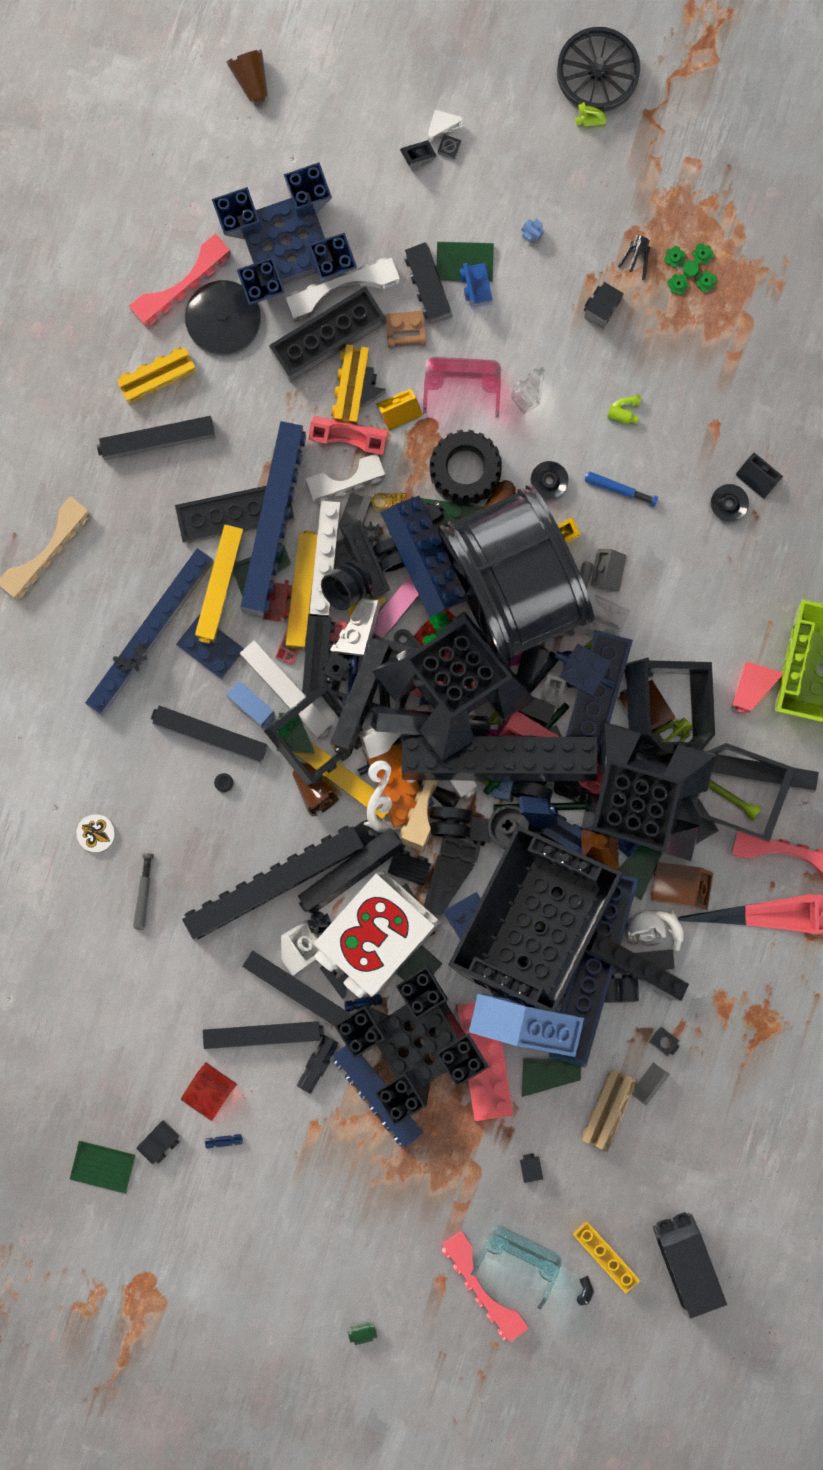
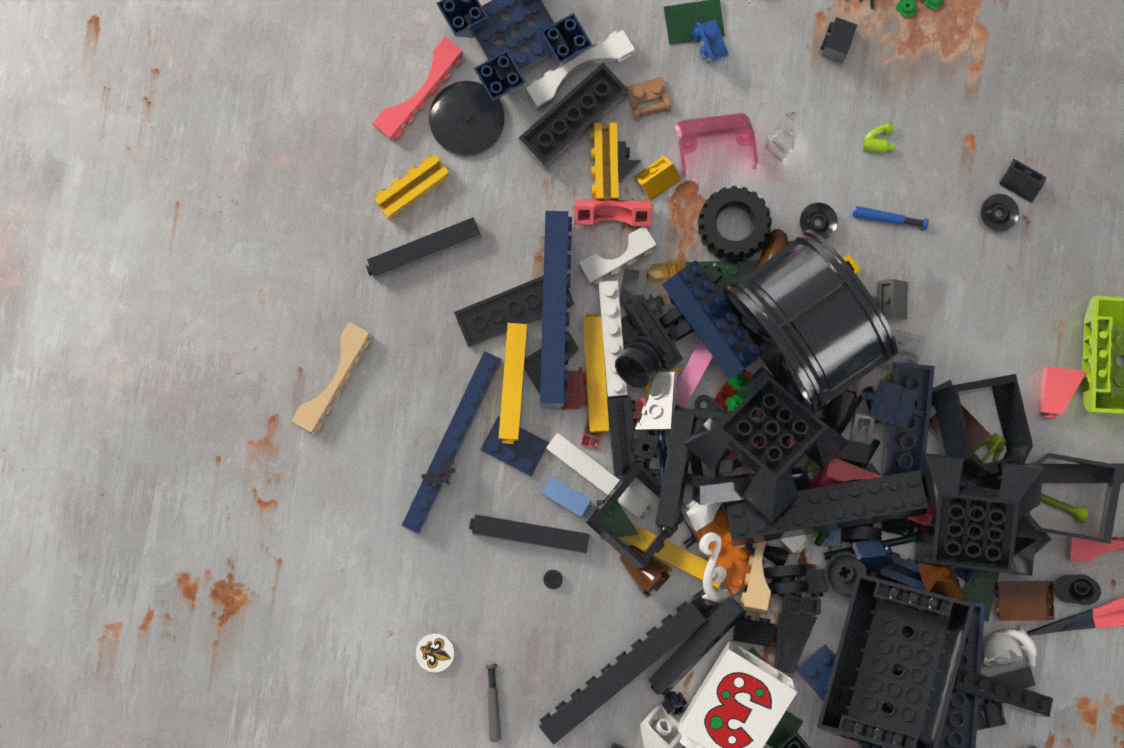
camera: 10 degrees left, 0 degrees up
(428, 282) = (663, 48): black brick -> none
(733, 883) = (1077, 589): none -> black piece

